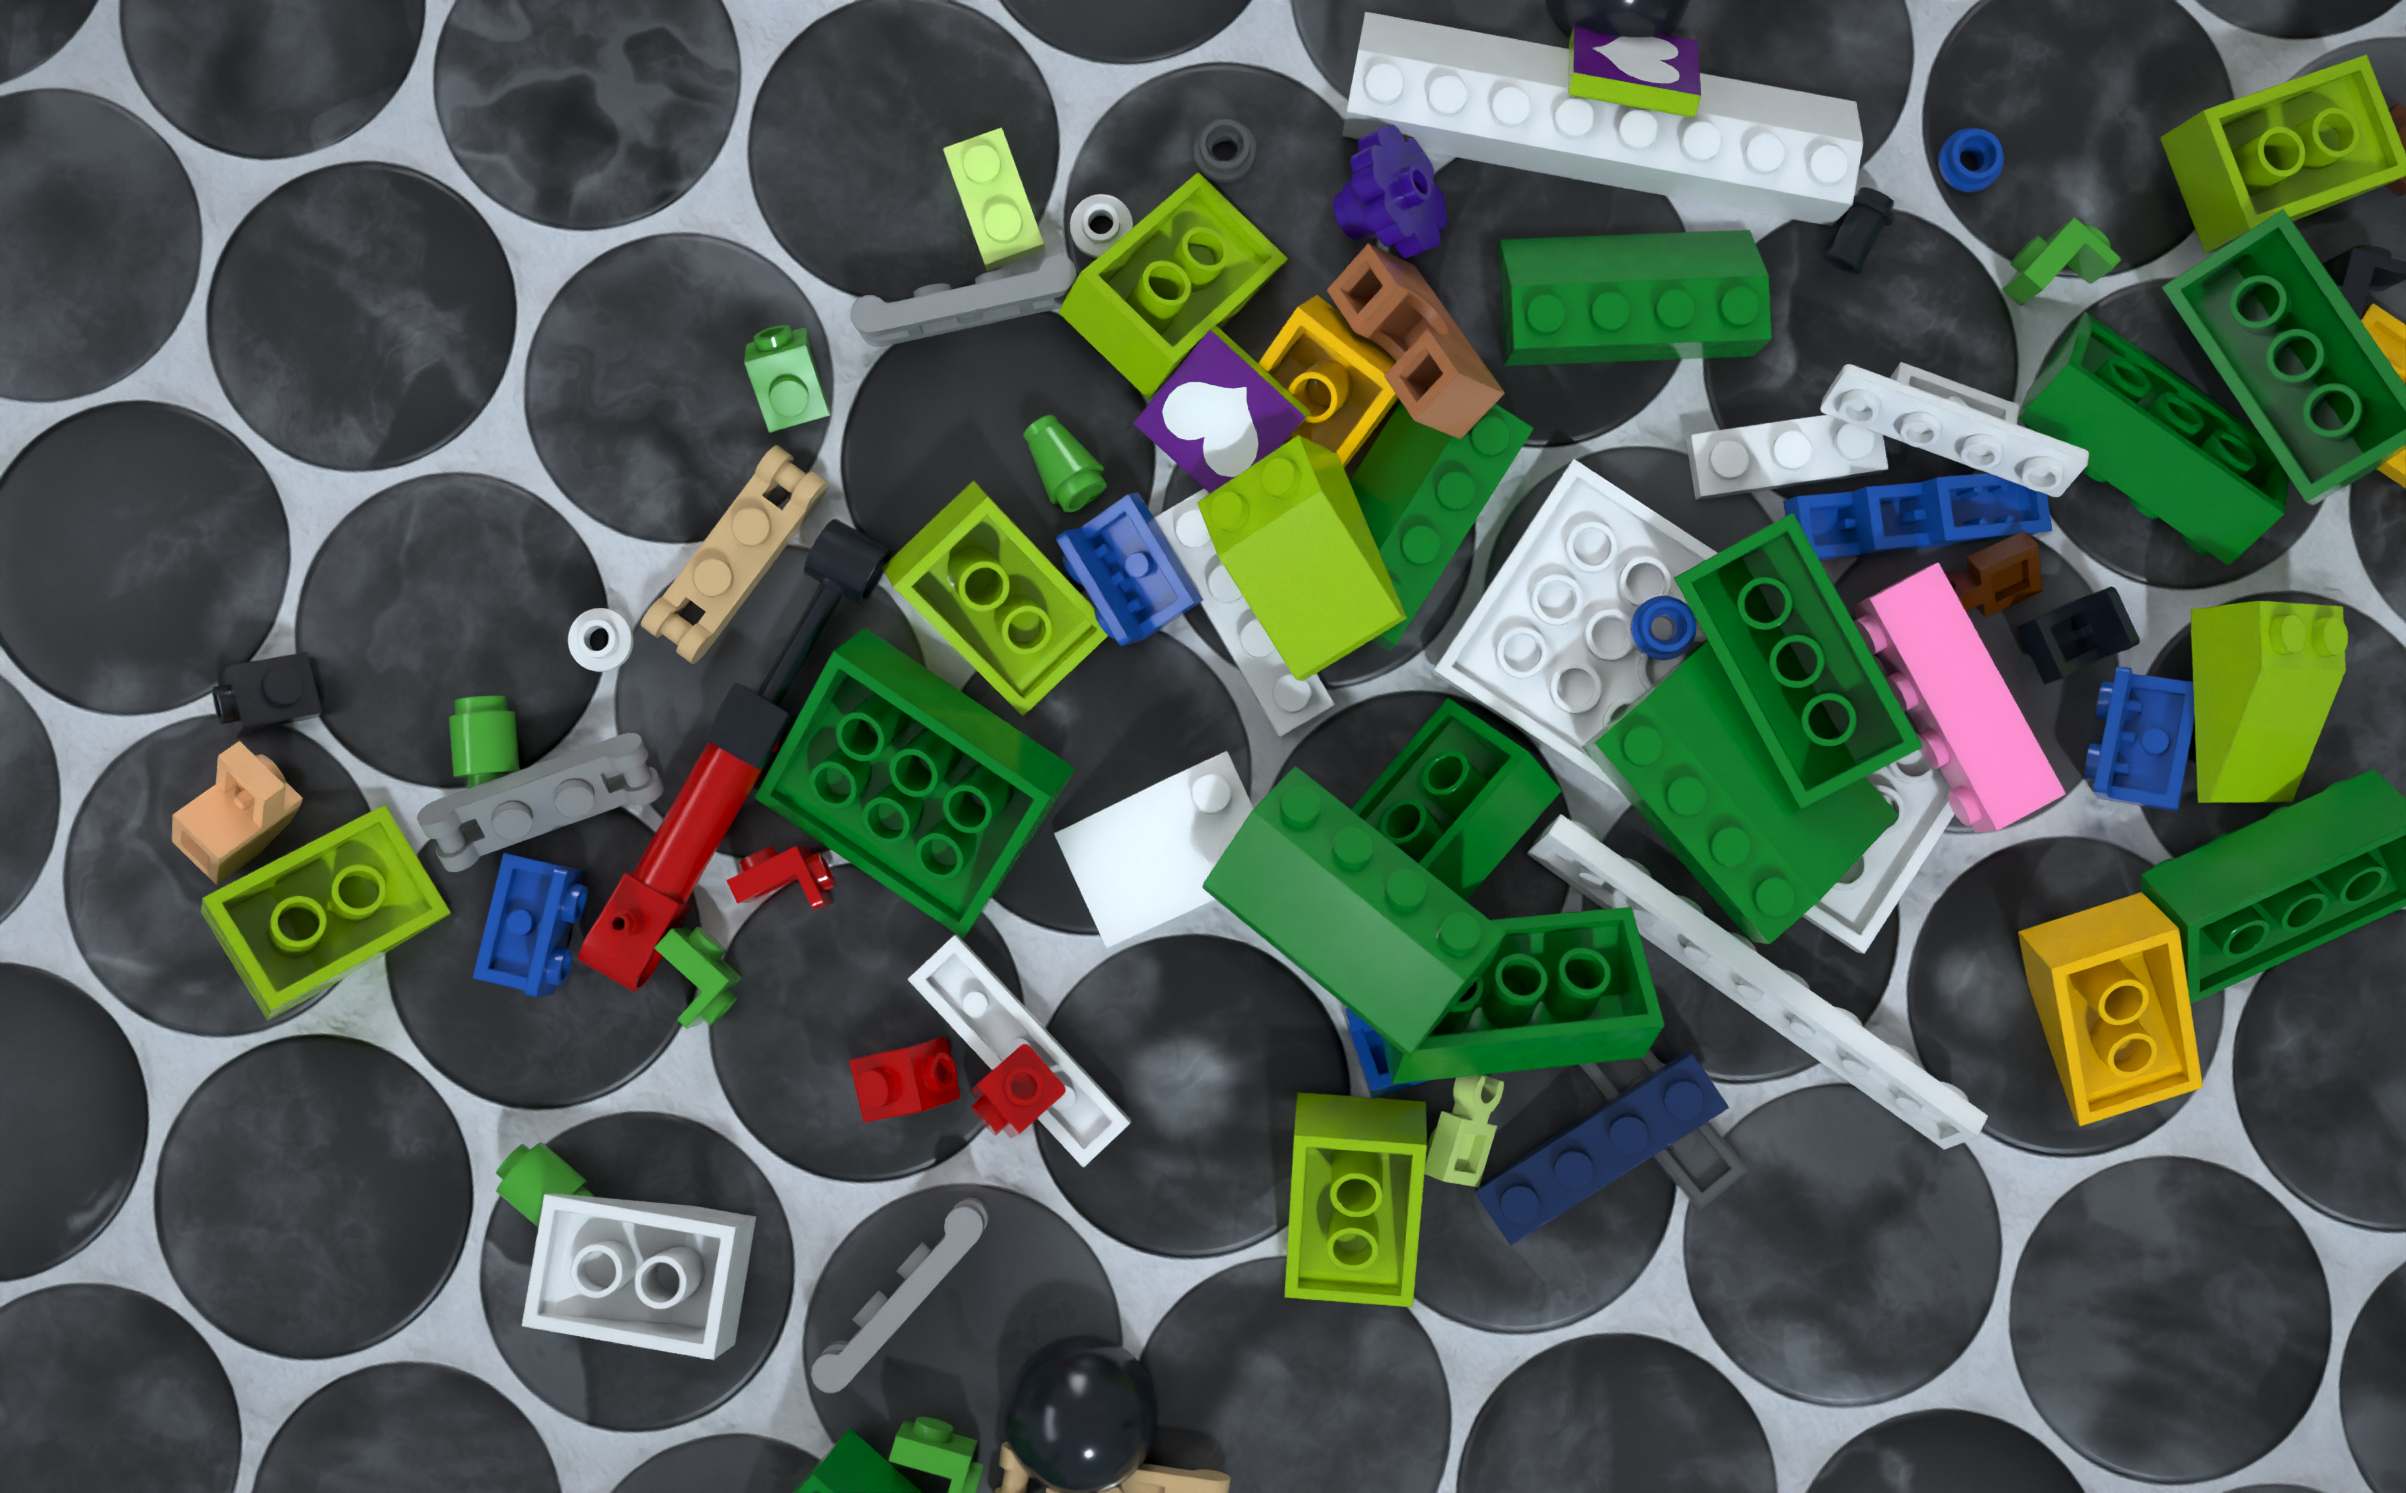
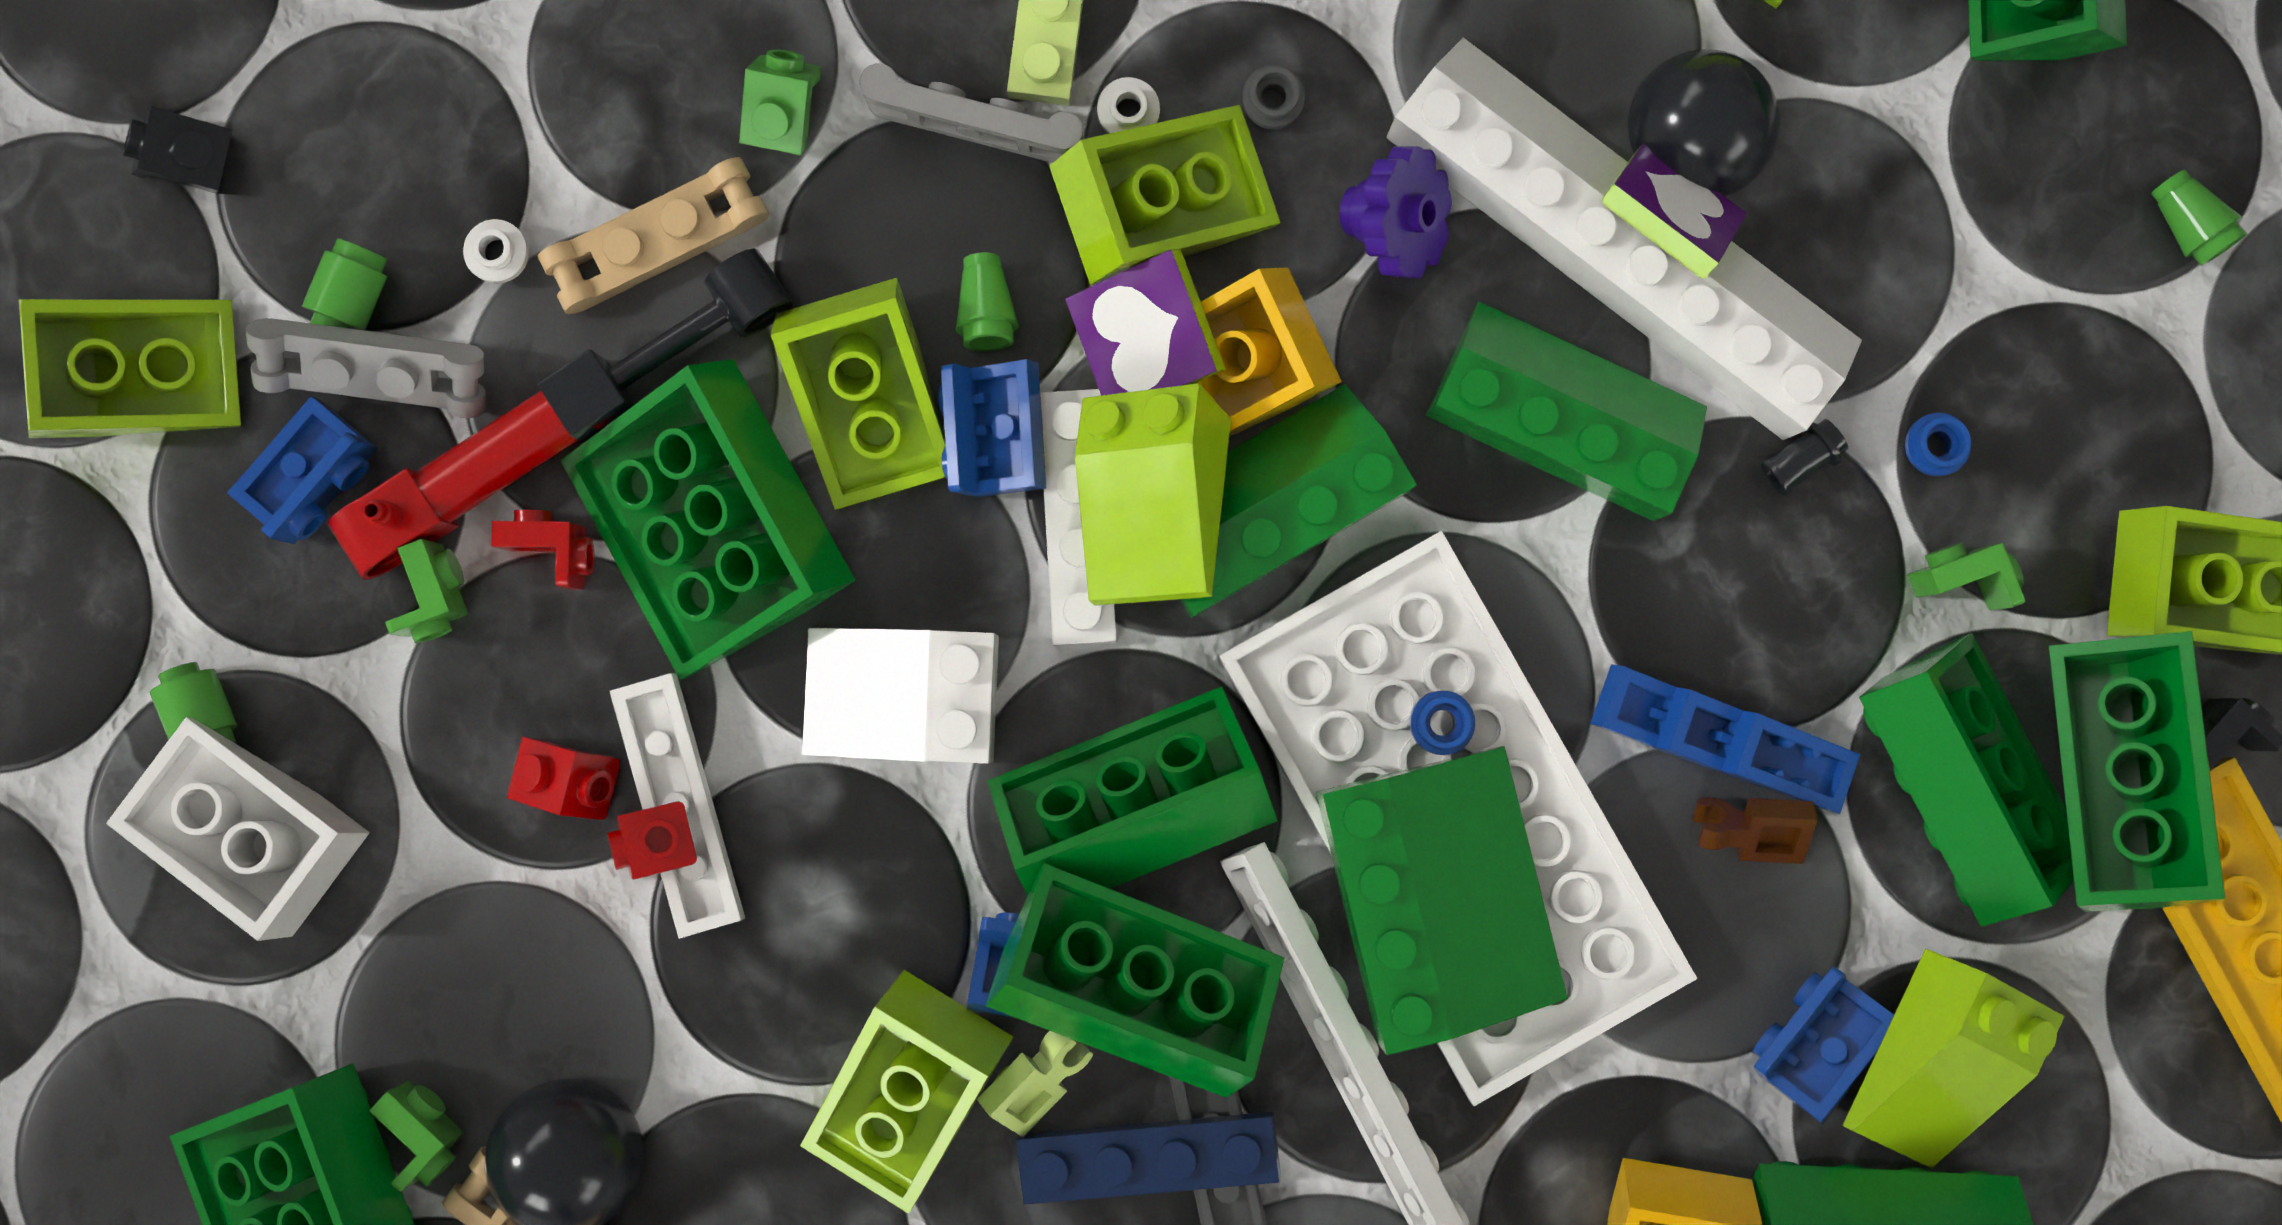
camera: 20 degrees right, 0 degrees up
(236, 815) = (93, 242): light nougat brick -> none
(885, 1315) = (434, 978): light grey plate -> none
(1353, 911) = (1025, 834): green slope -> none
(1435, 365) = (1355, 391): nougat arch -> none
(1782, 455) = (1637, 623): white plate -> none
(1798, 661) = (1545, 815): green slope -> none
(1954, 424) = (1799, 673): white bracket -> none
(1957, 701) = (1670, 923): bright pink brick -> none
(2079, 634) = (1814, 919): black bracket -> none

